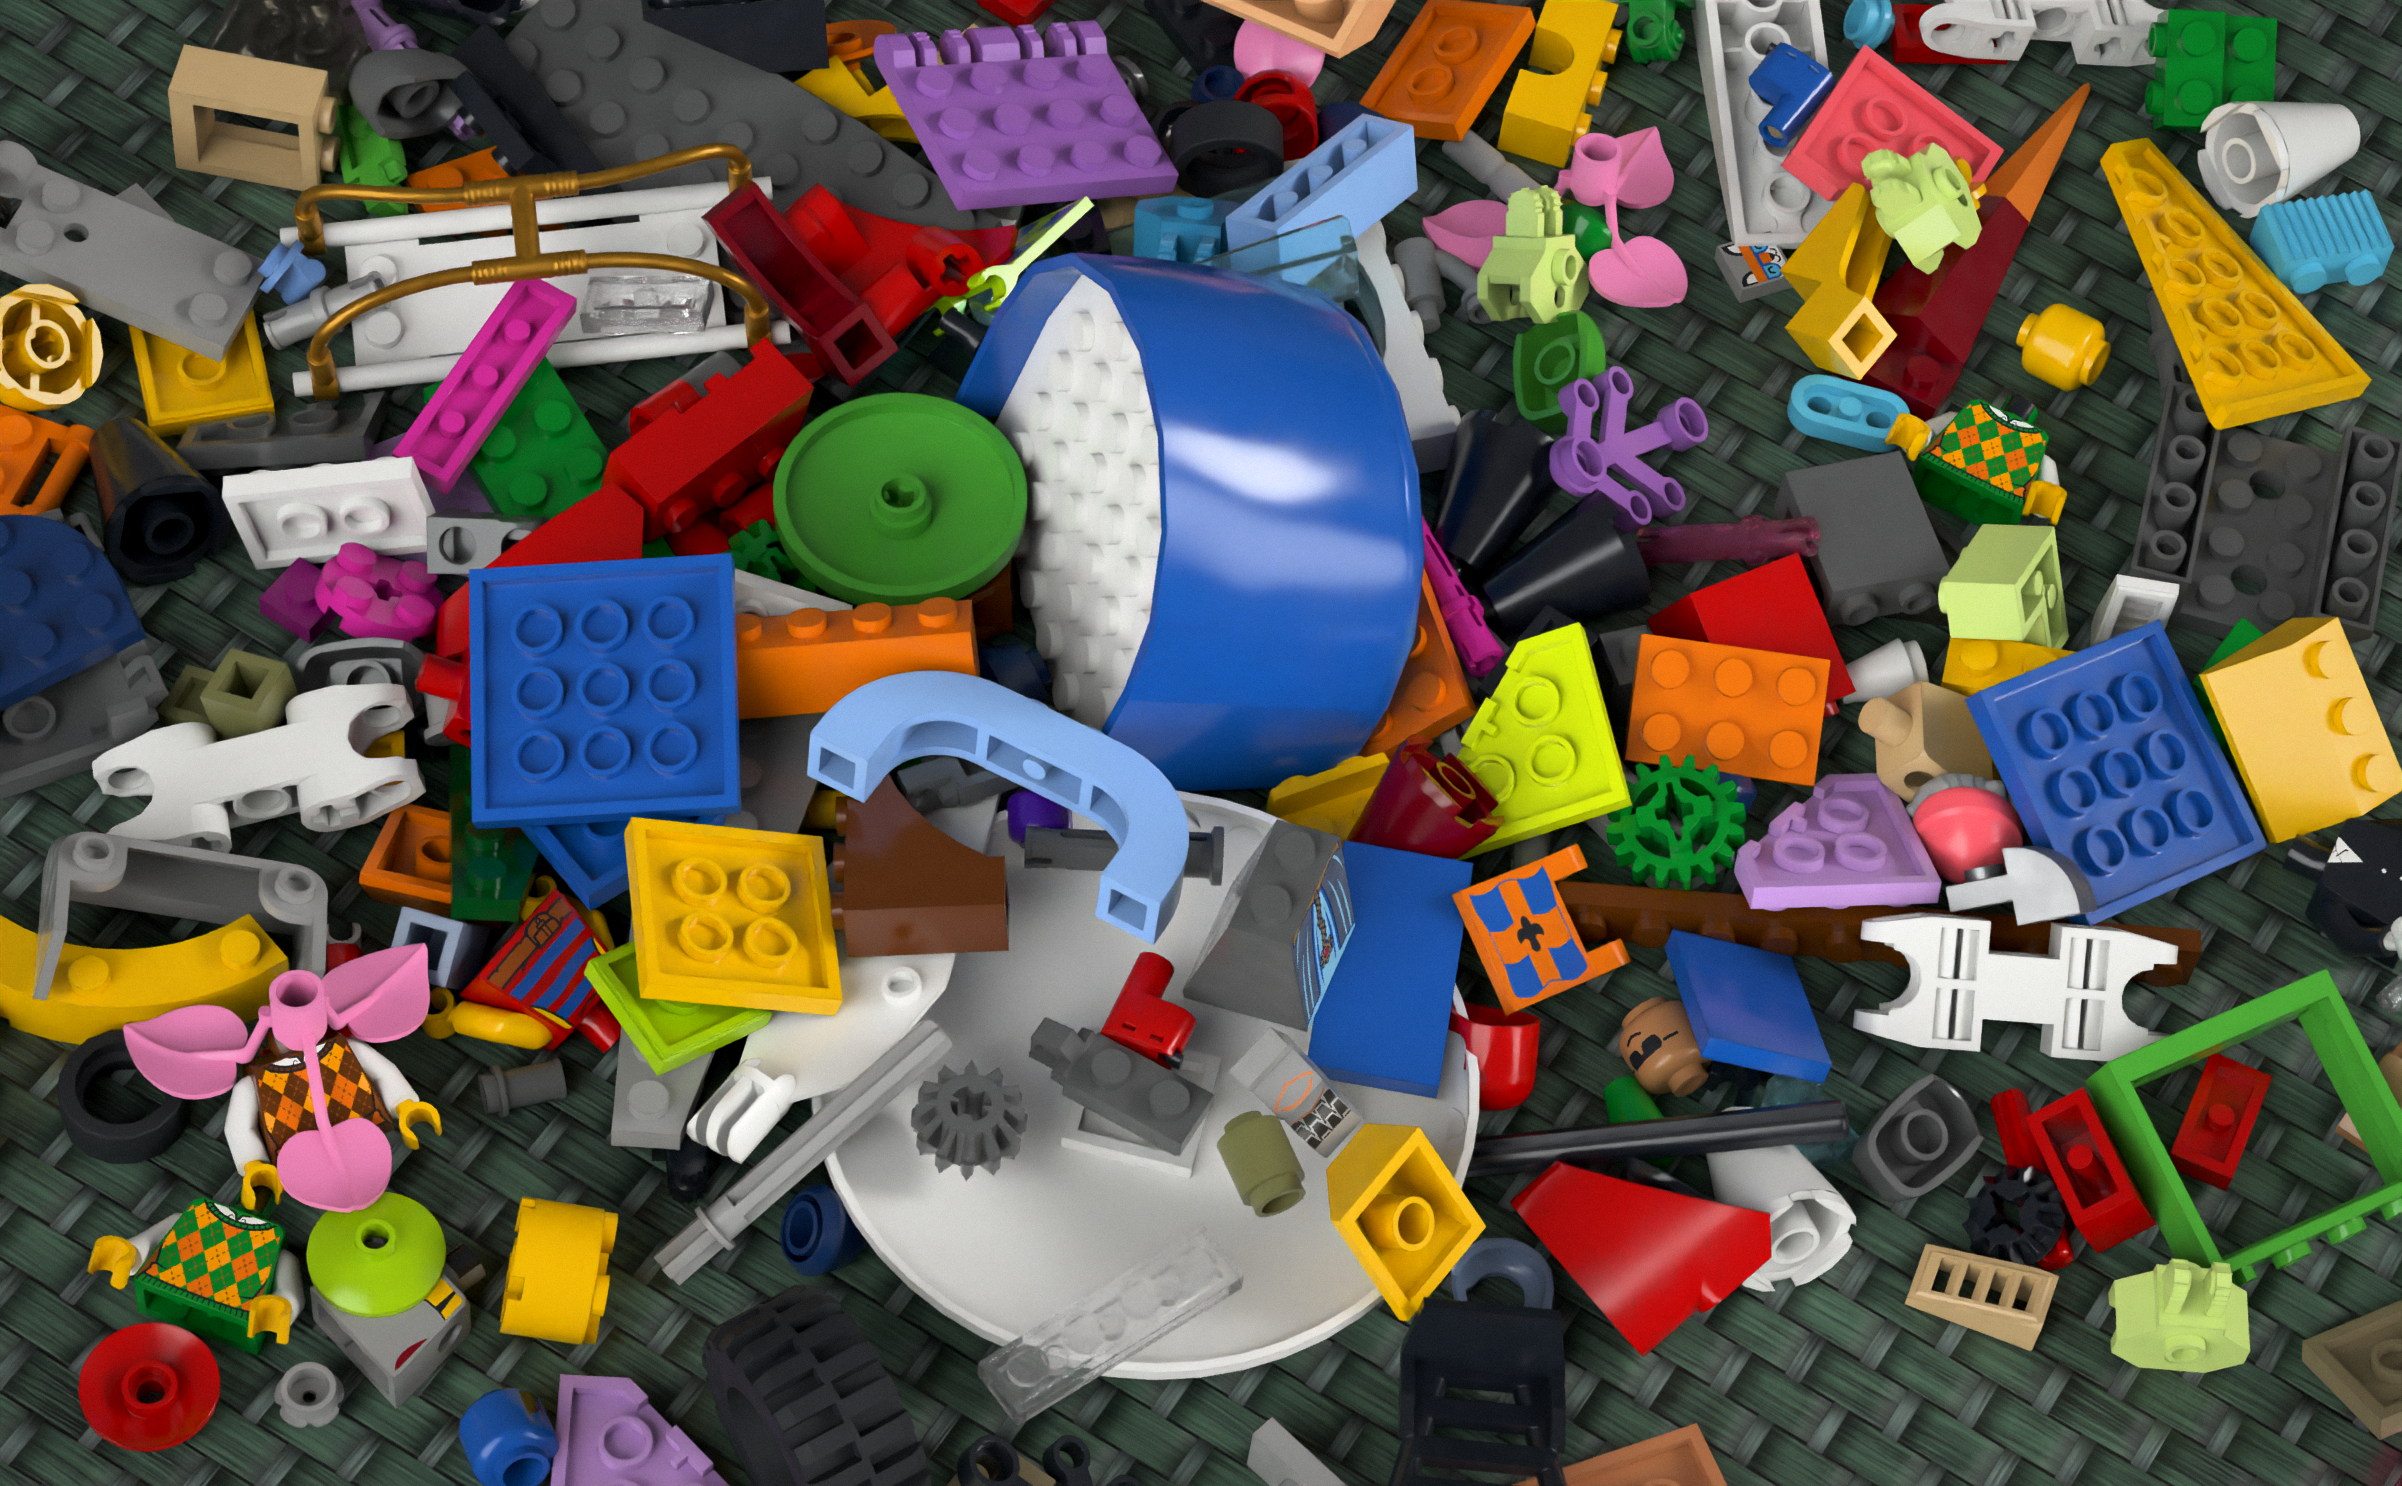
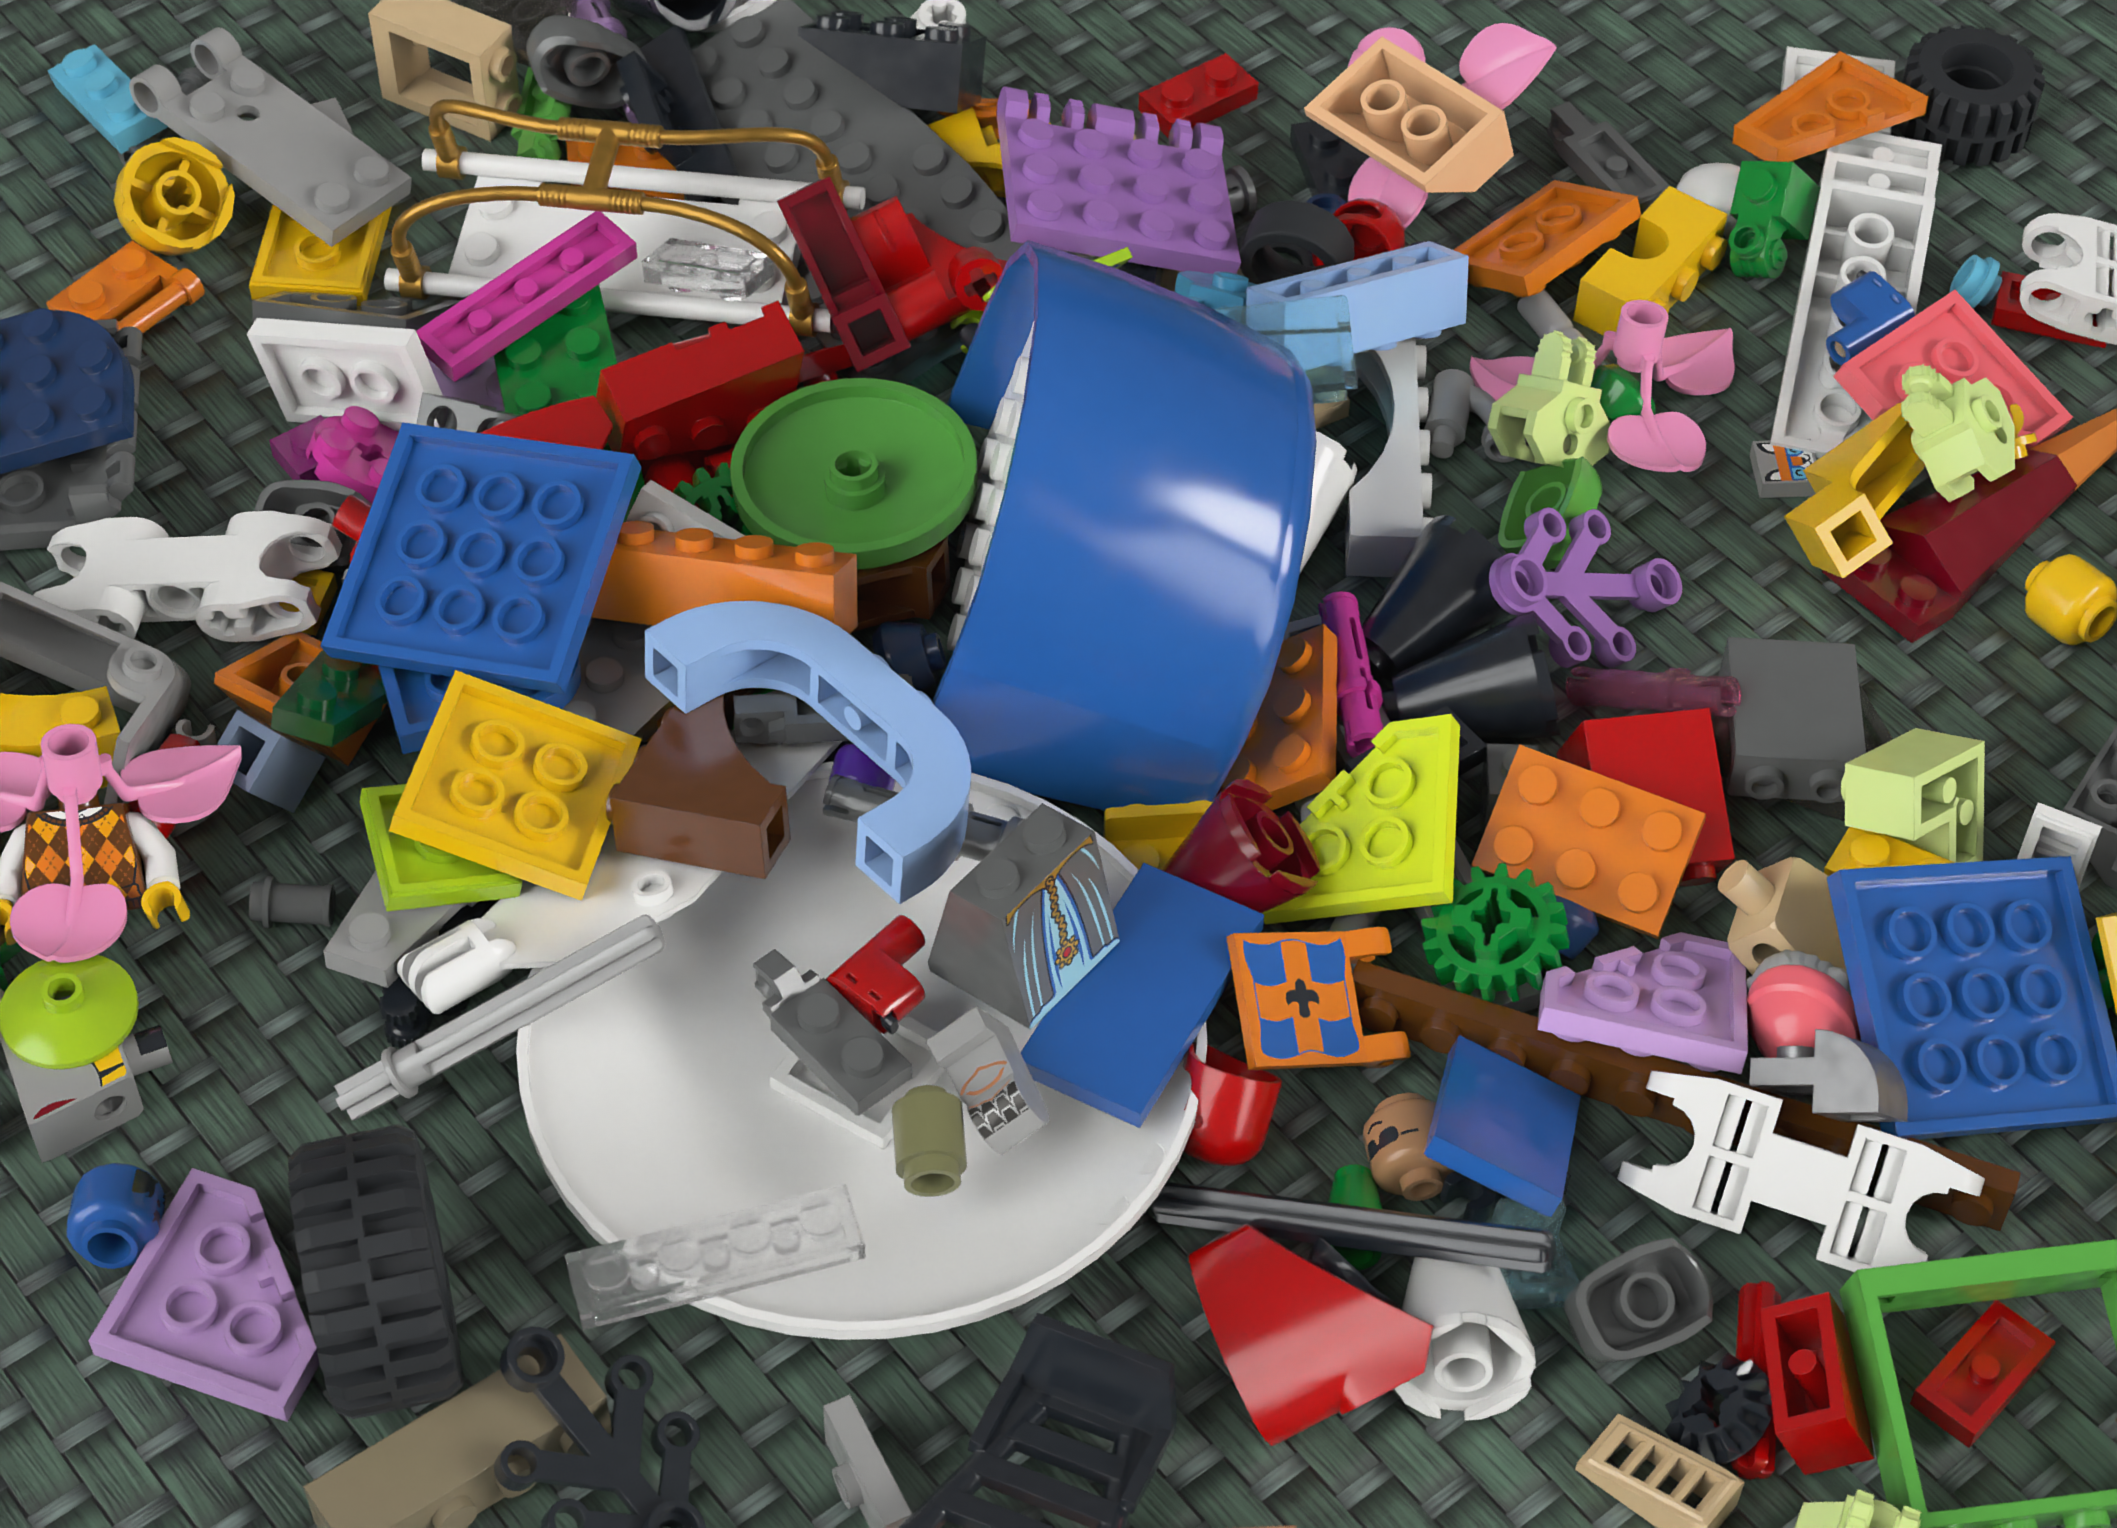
camera: 25 degrees right, 5 degrees down
(153, 504) = (203, 345): black cone -> none
(235, 700) = (193, 503): olive brick -> none
(291, 272) = (415, 180): medium blue plate -> none
(306, 316) = (445, 224): light grey pin -> none
(536, 981) = (319, 807): torso -> none
(558, 1271) = (226, 1070): yellow brick -> none
(819, 1232) = (493, 1105): dark blue cone -> none
(969, 1120) = (659, 1025): dark grey gear -> none
(1400, 1212) = (1042, 1226): yellow slope -> none
(1508, 1260) = (1160, 1308): sand blue piece -> none
(1847, 412) = (1828, 611): medium azure plate -> none
(1886, 671) = (1777, 844): white cone -> none
(1983, 462) = (1946, 679): torso -> none

